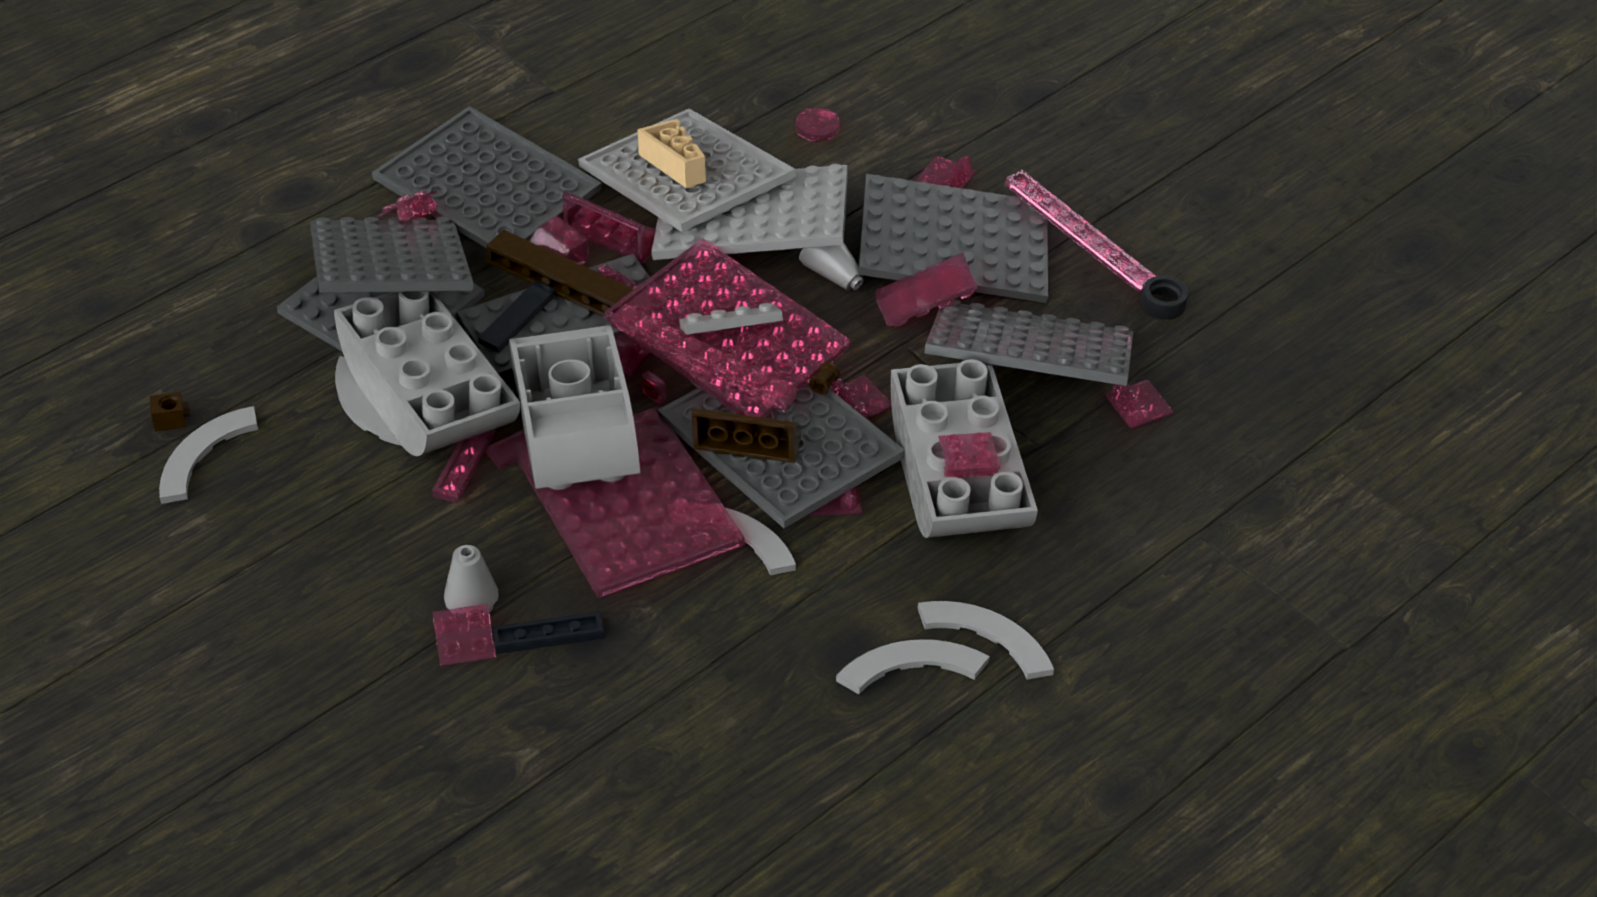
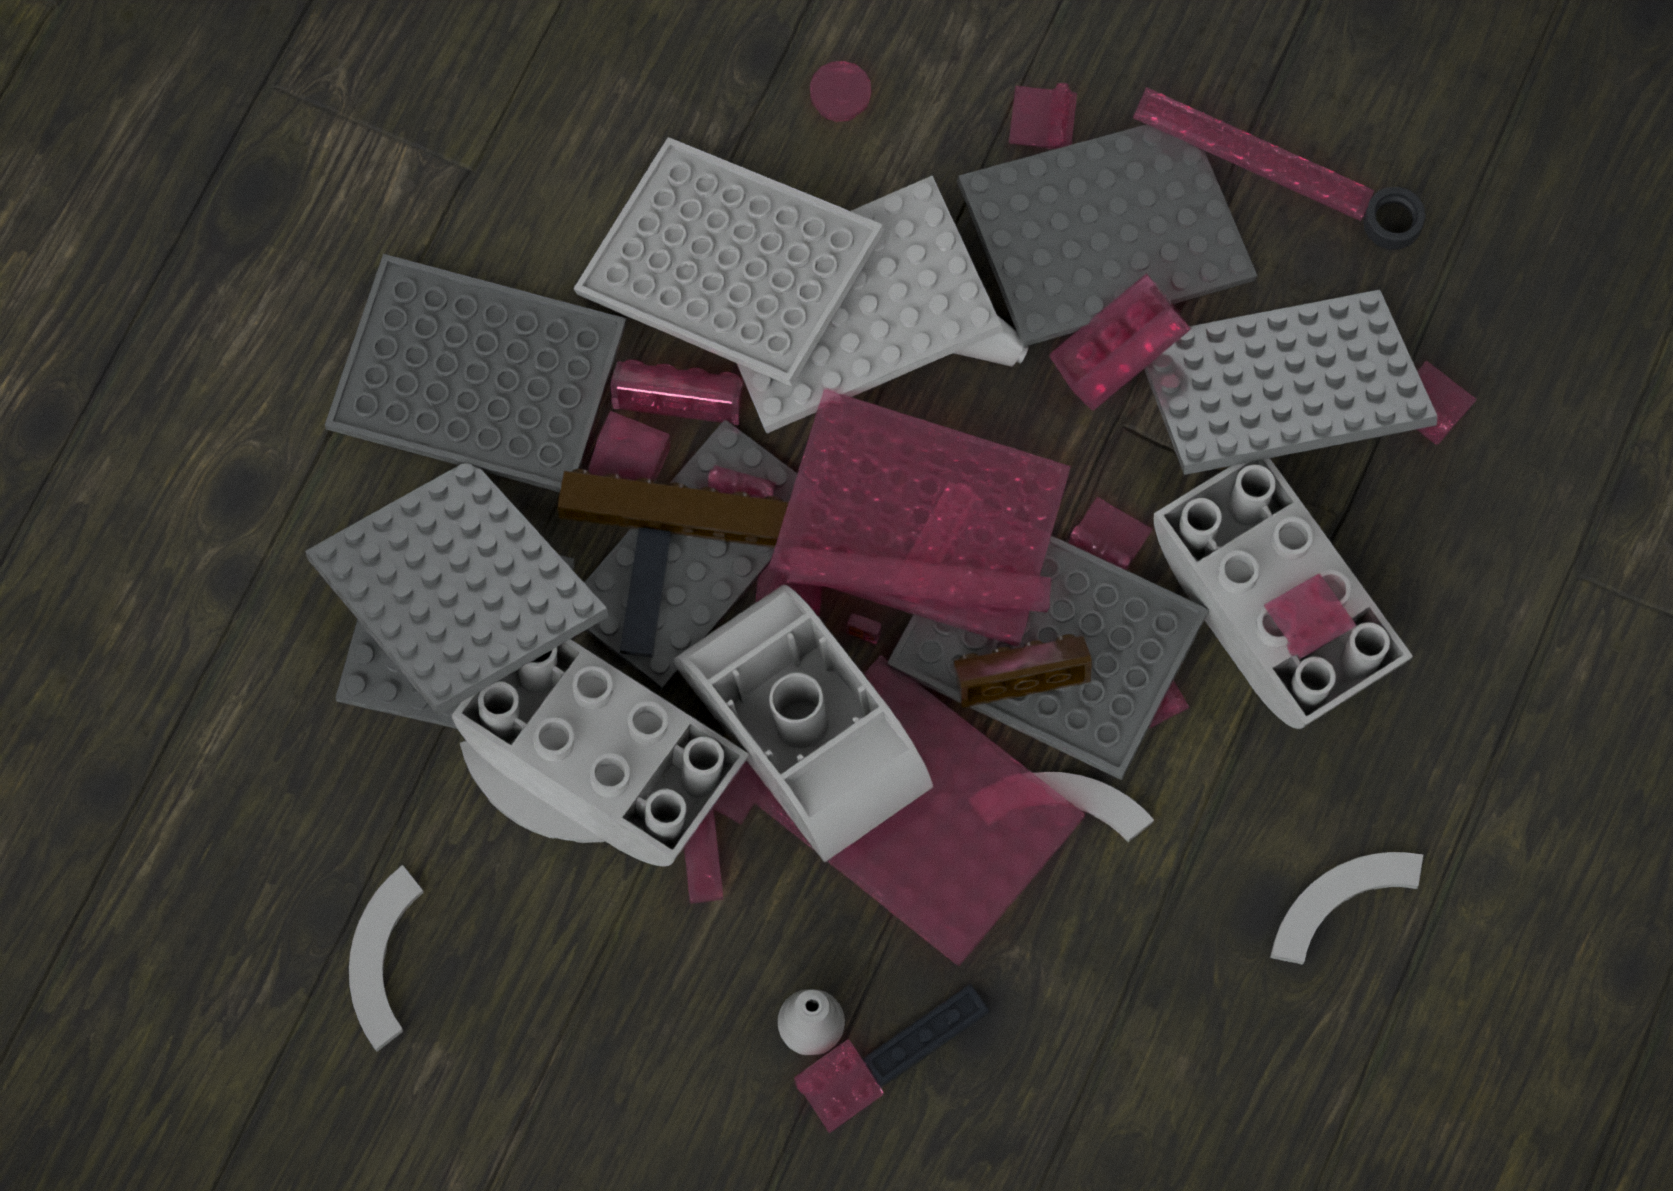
camera: 25 degrees left, 25 degrees up
(169, 411) = (304, 934): dark brown brick -> none
(411, 208) = (414, 473): clear pink hinge -> none
(673, 152) = (714, 257): tan wedge -> none
(724, 320) = (926, 511): light grey plate -> none
(824, 378) = (1067, 540): dark brown bush -> none
(992, 626) = (1407, 809): light grey tile -> none

